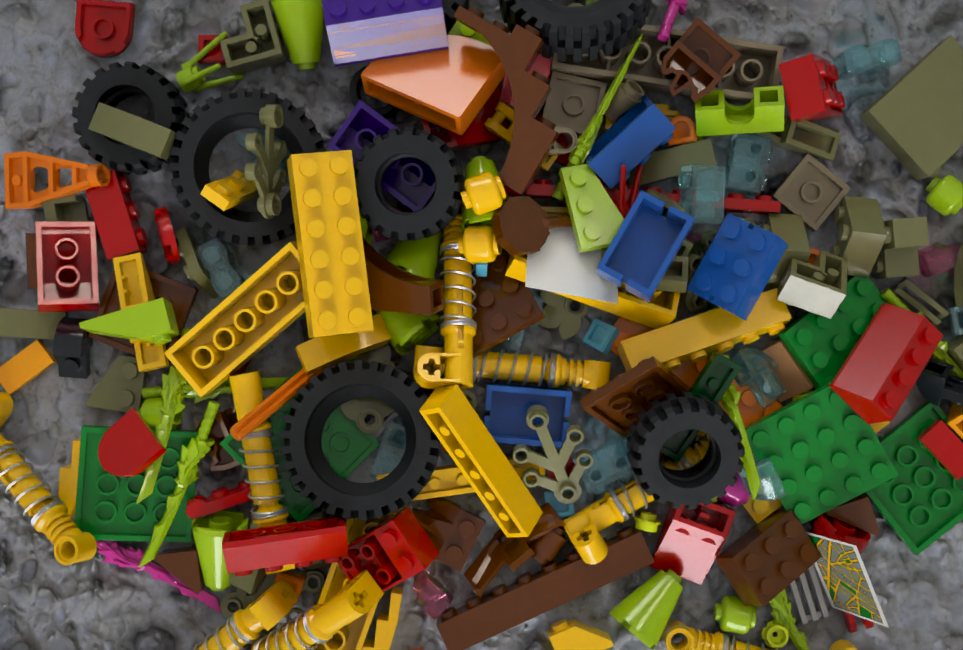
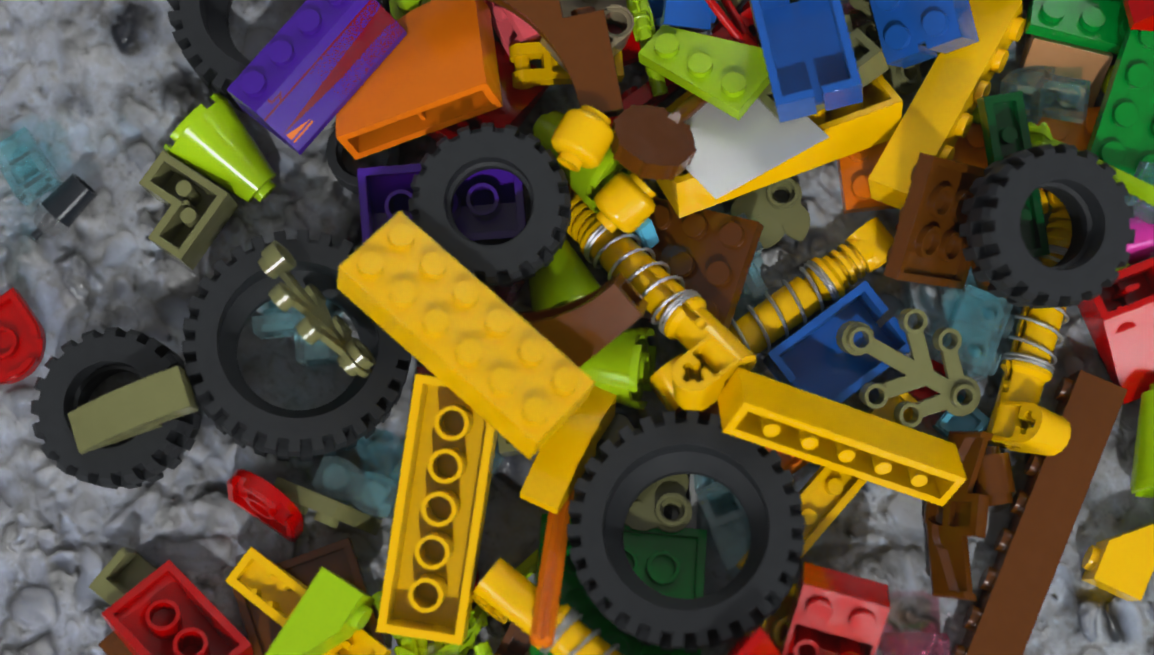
camera: 40 degrees left, 10 degrees down
(20, 178) = (41, 585): orange plate -> none
(117, 217) = (184, 532): red brick -> none
(193, 77) = (148, 309): lime plant -> none
(215, 55) = (145, 263): red tile -> none
(230, 191) = (297, 388): yellow plate -> none
(450, 530) = (877, 552): reddish brown plate -> none
(601, 336) = (839, 201): medium azure tile -> none
(647, 521) = (1076, 356): neon yellow plate -> none

